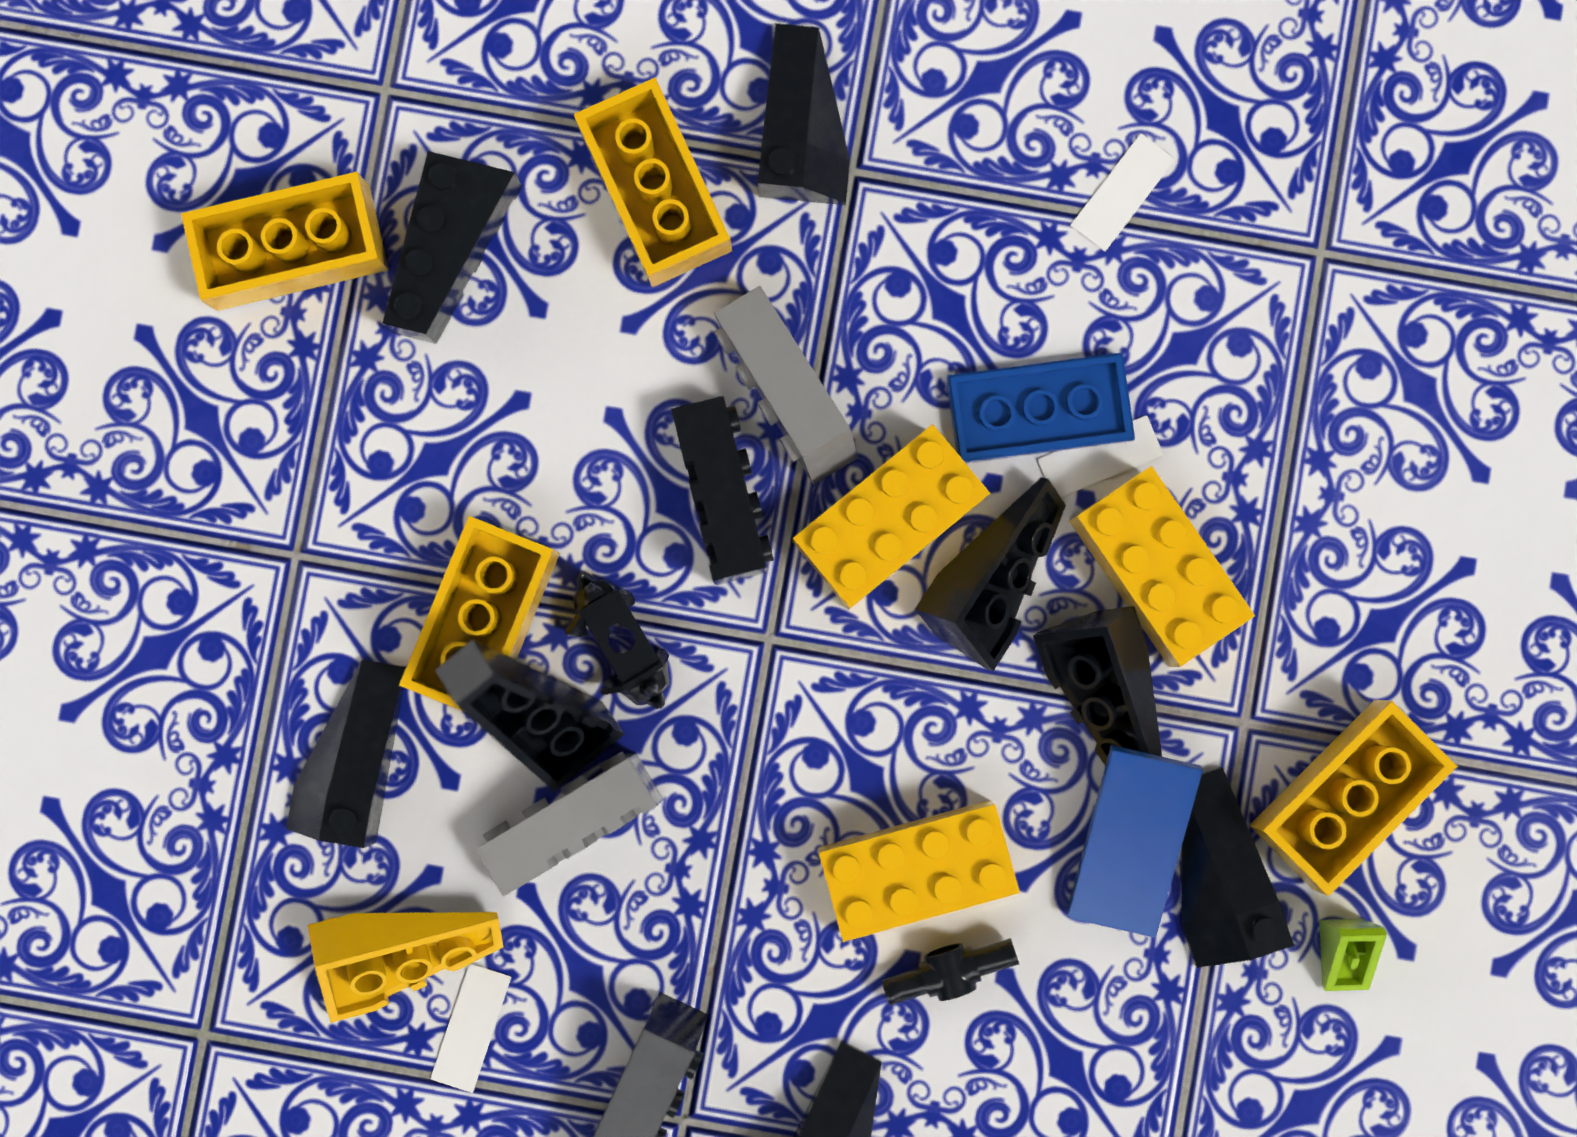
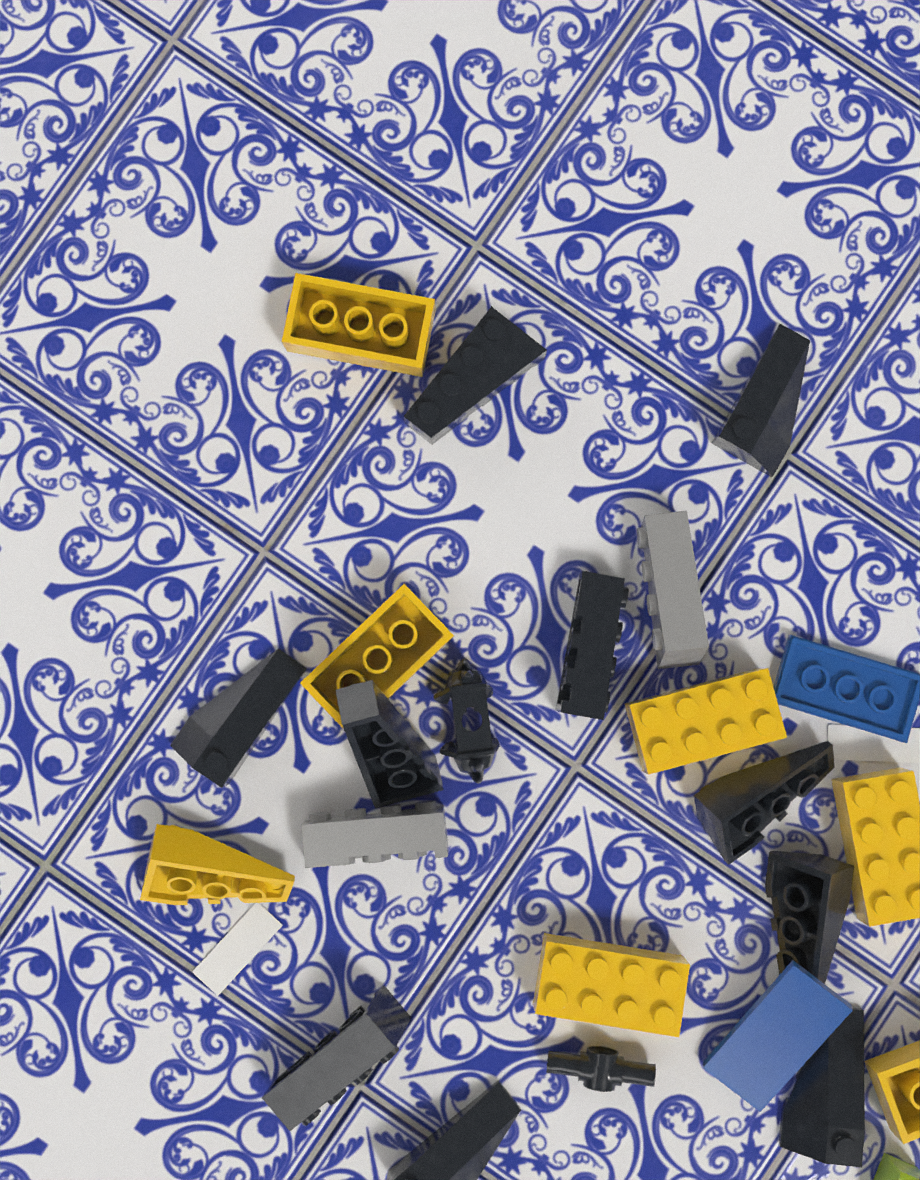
camera: 25 degrees right, 0 degrees up
(653, 182) = (642, 400): yellow brick -> none

